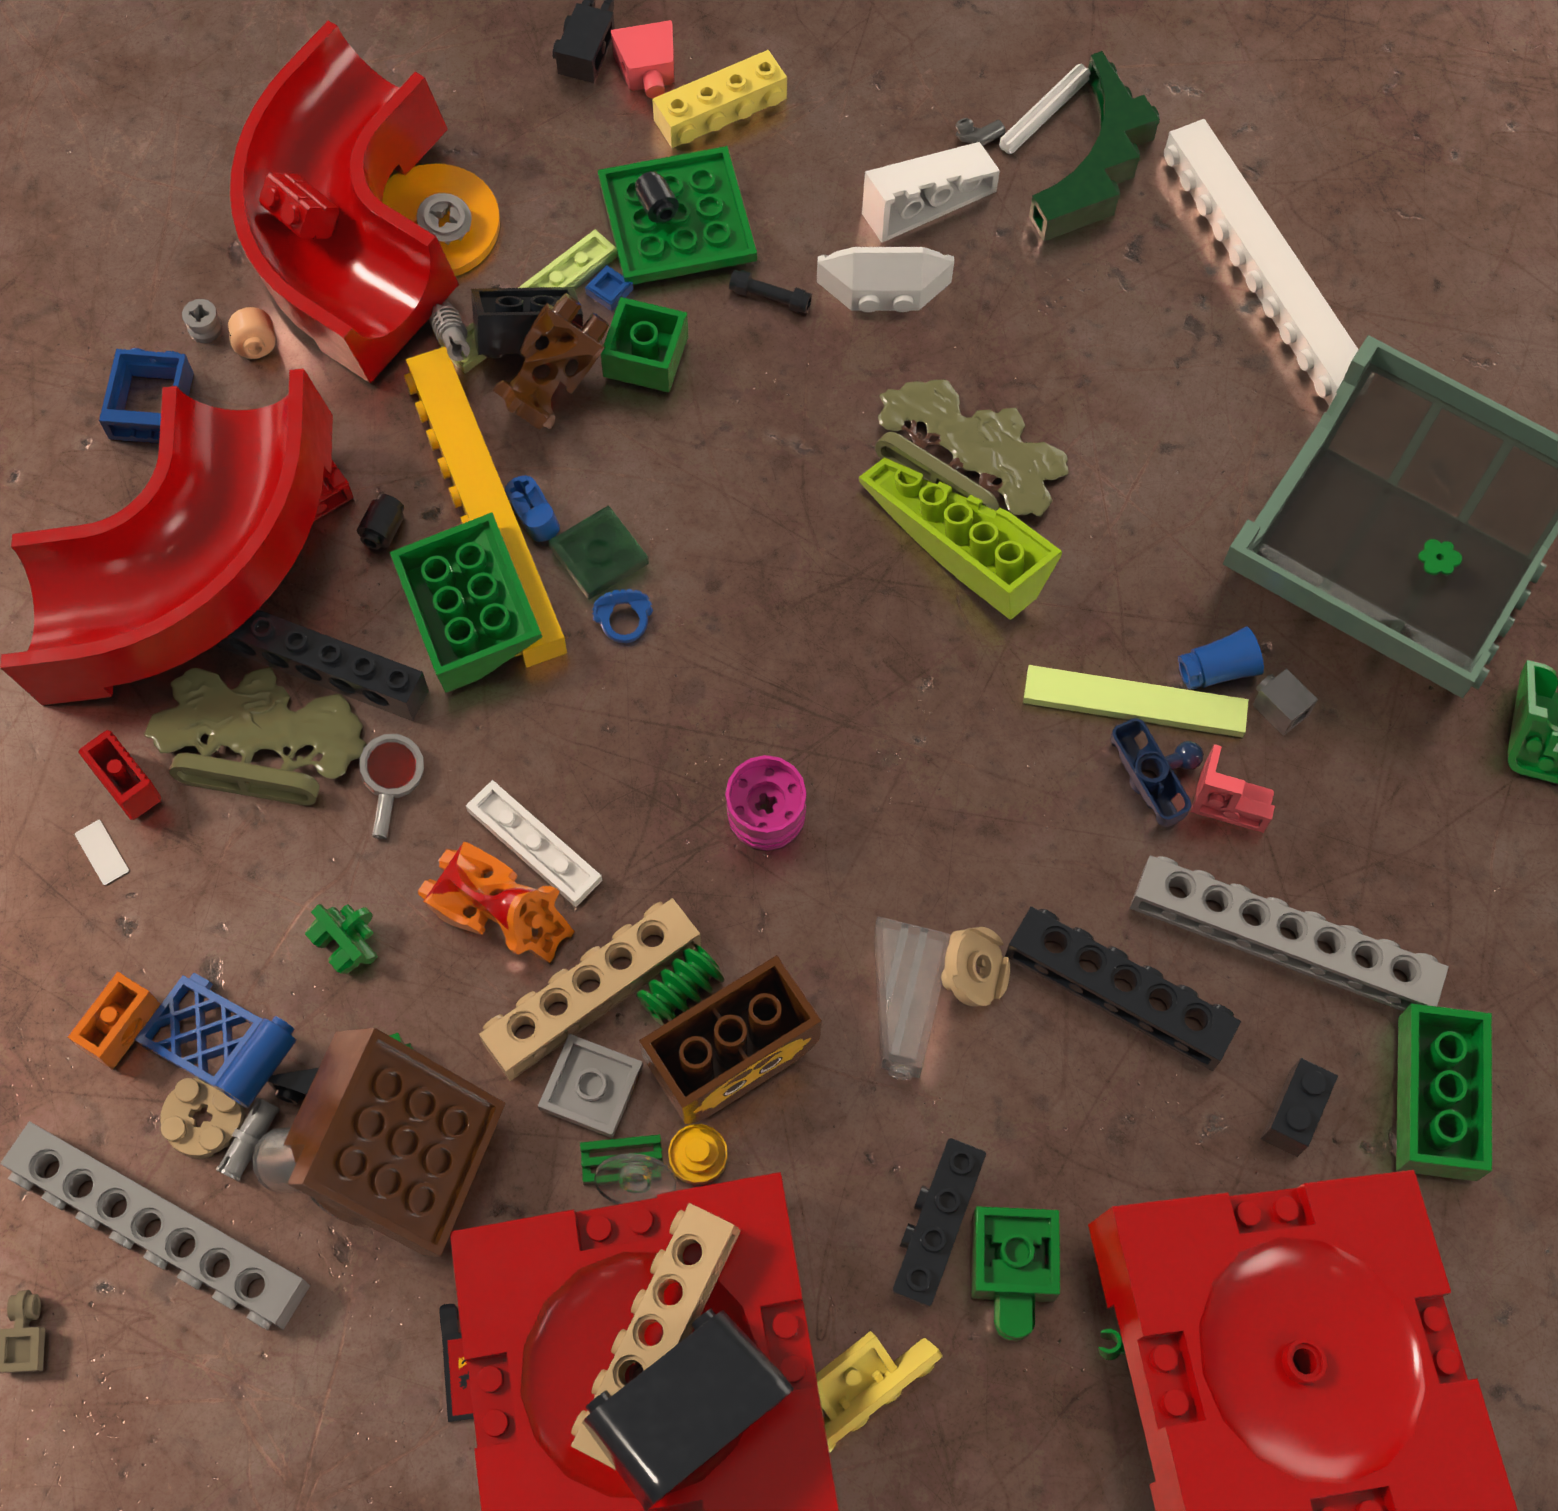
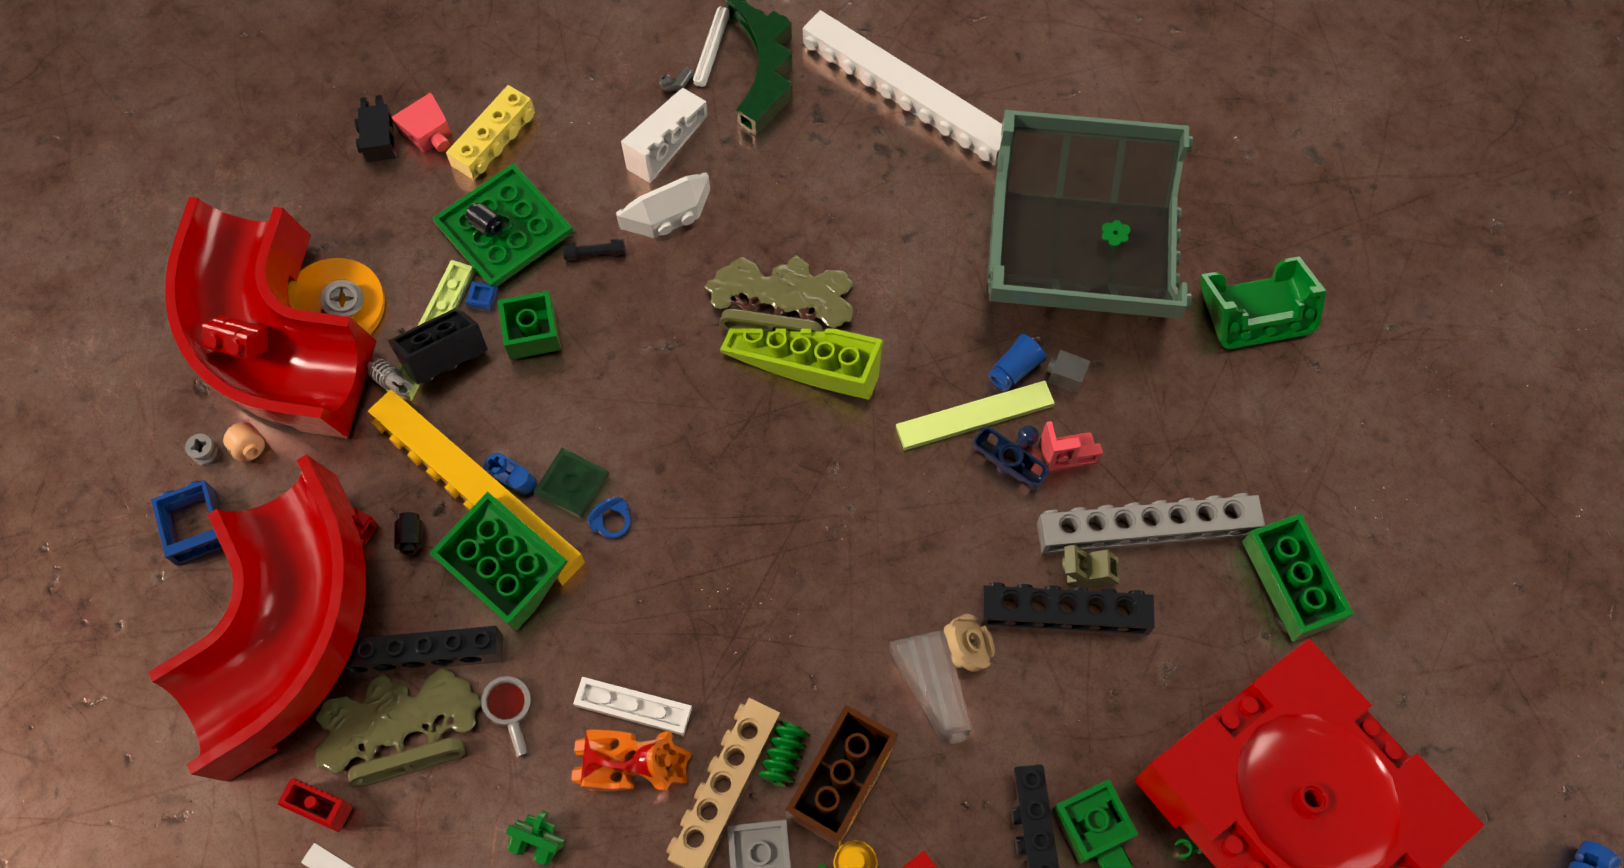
camera: 25 degrees left, 0 degrees up
(532, 396) = (469, 397): reddish brown hips -> none
(772, 783) = (777, 585): dark pink wheel -> none
(1179, 953) = (1090, 568): none -> olive brick
(1299, 1107) = (1215, 632): black brick -> none

